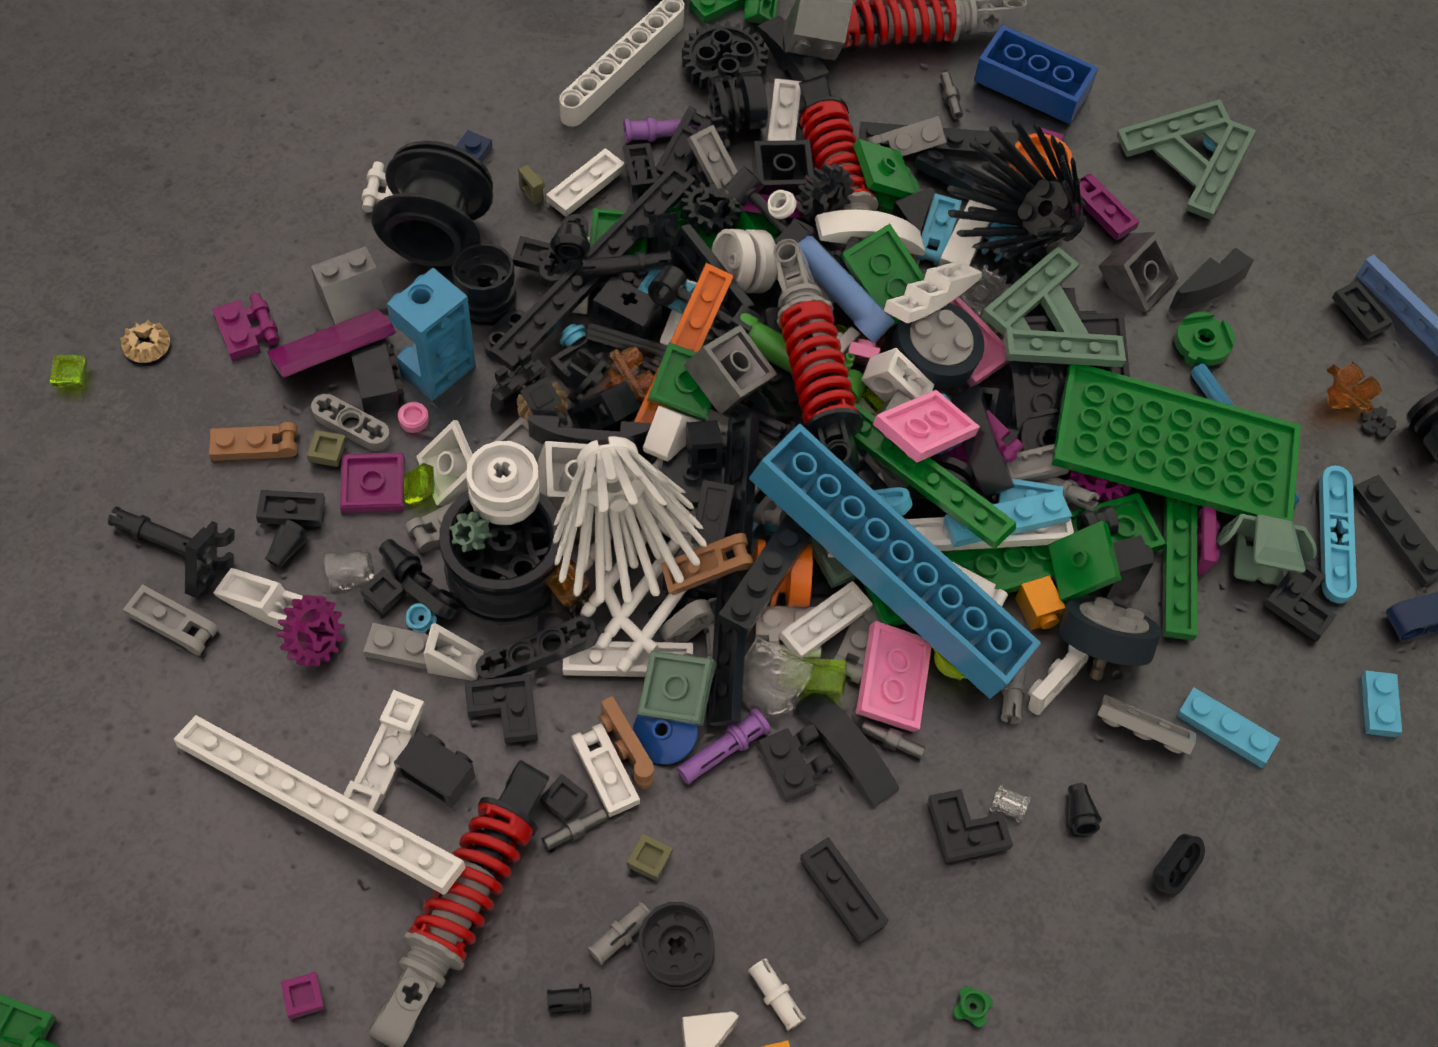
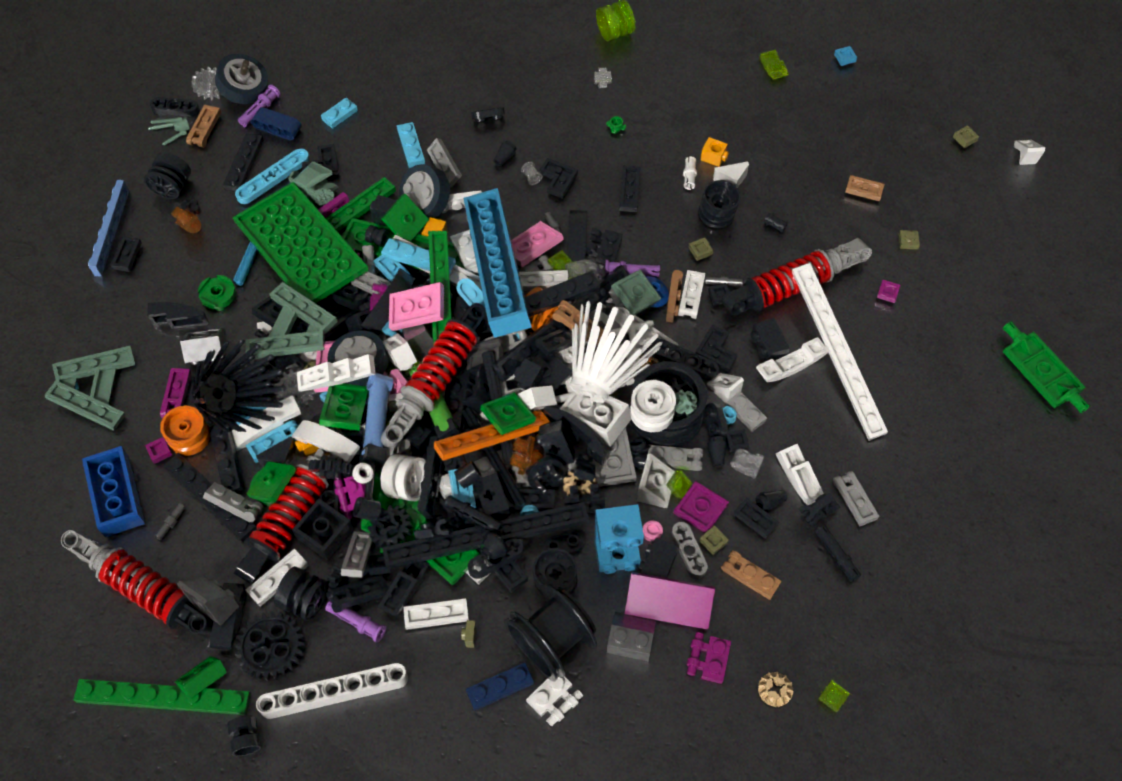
camera: 135 degrees left, 0 degrees up
(303, 644) = (789, 434): magenta gear -> none
(619, 934) = (735, 231): light grey pin -> none
(729, 369) = (486, 390): flat silver slope -> none

